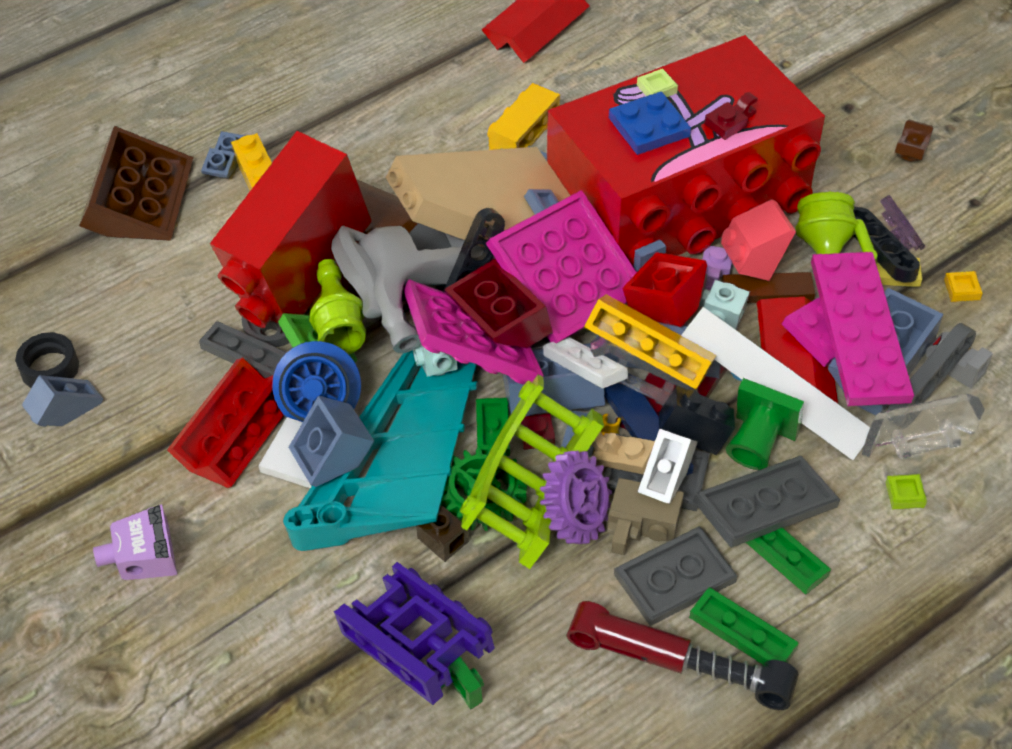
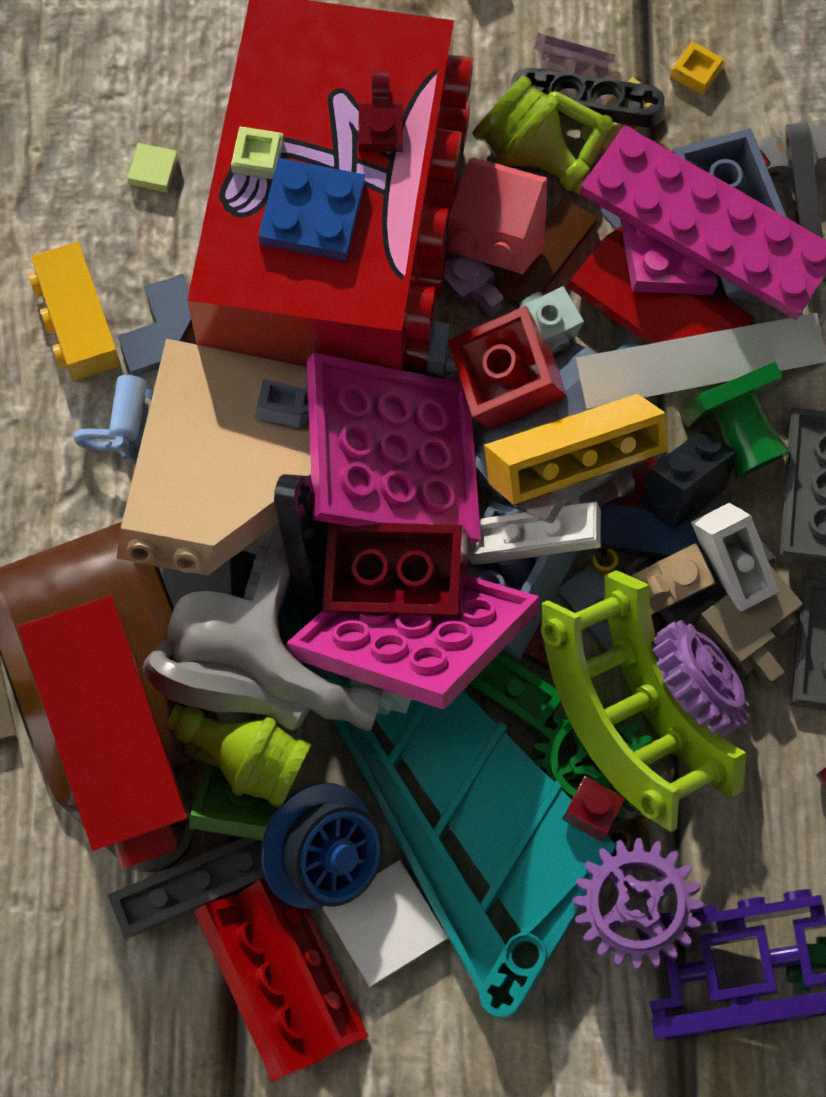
camera: 55 degrees left, 20 degrees up
(330, 441) = (421, 888): sand blue slope -> none
(409, 550) = (620, 917): none -> medium lavender gear
(446, 491) = (593, 808): none -> dark red plate

